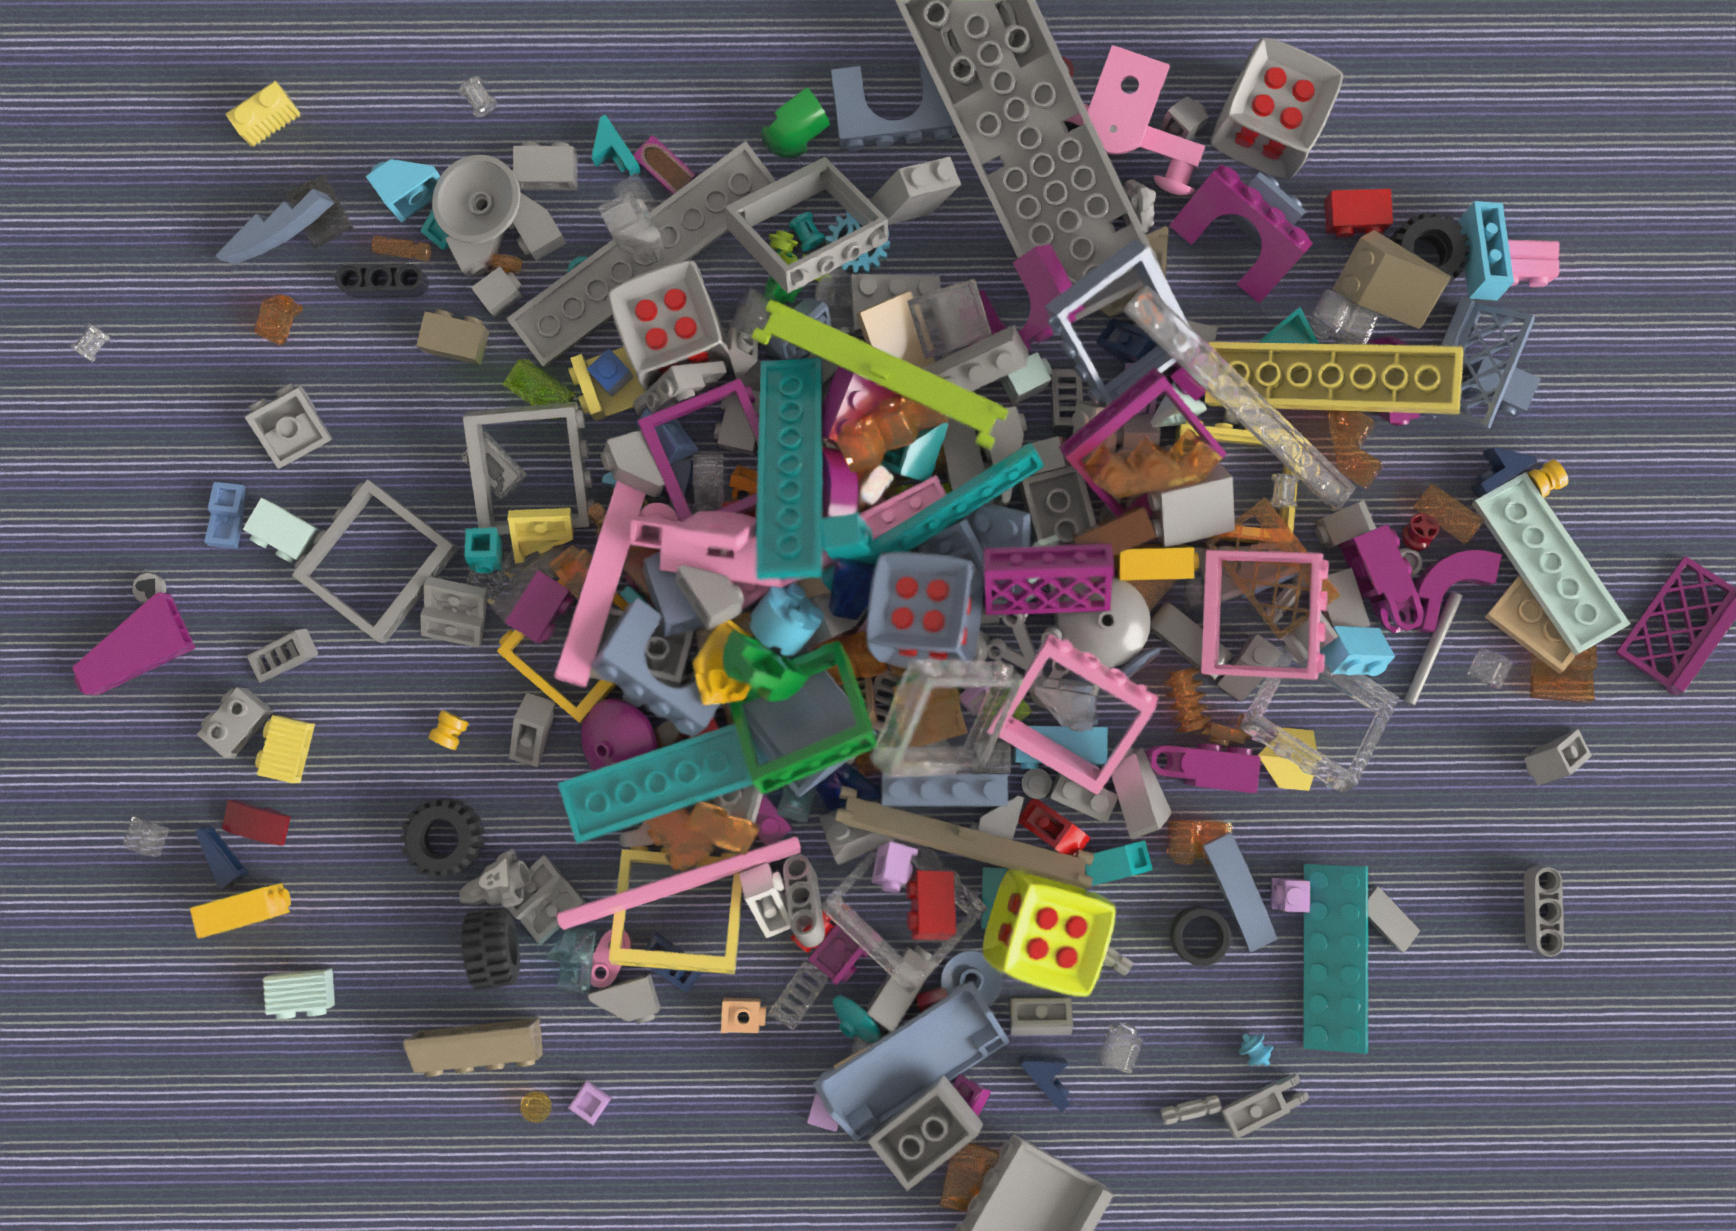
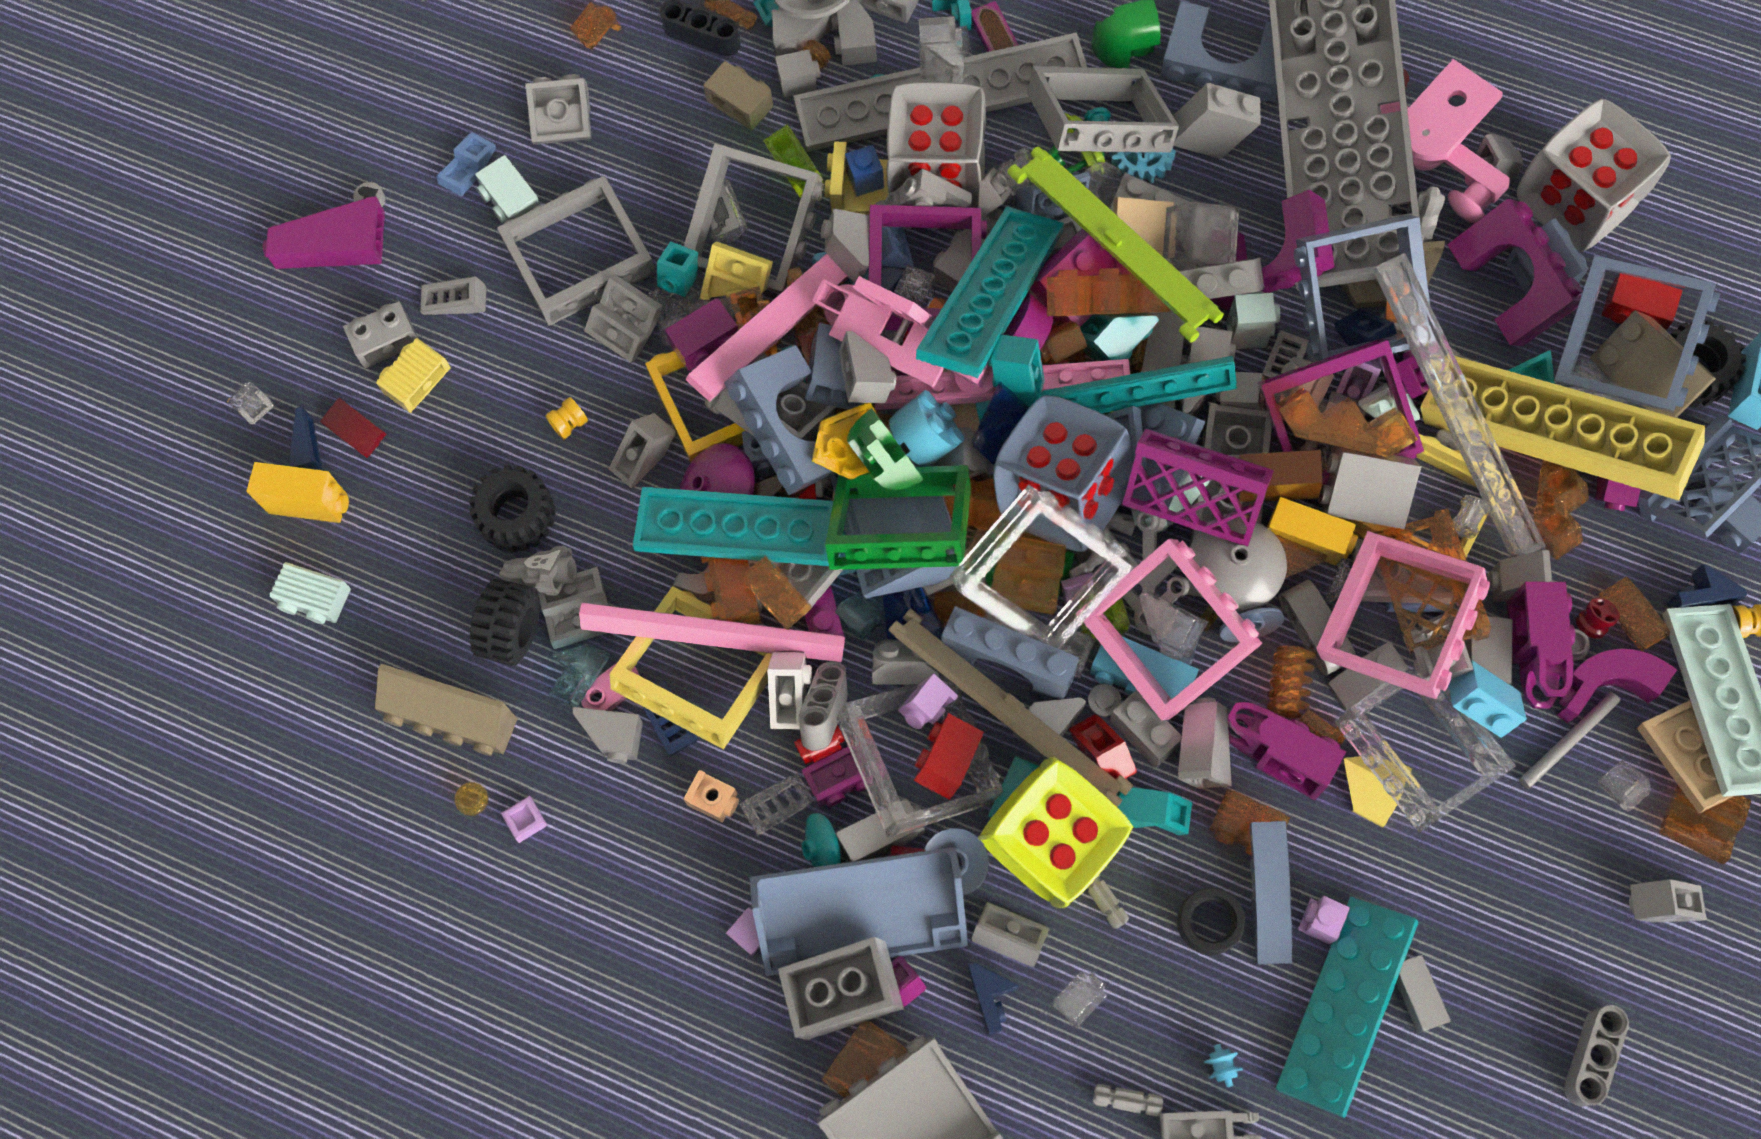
camera: 35 degrees right, 15 degrees down
(1425, 249) = (1687, 362): none -> sand blue window

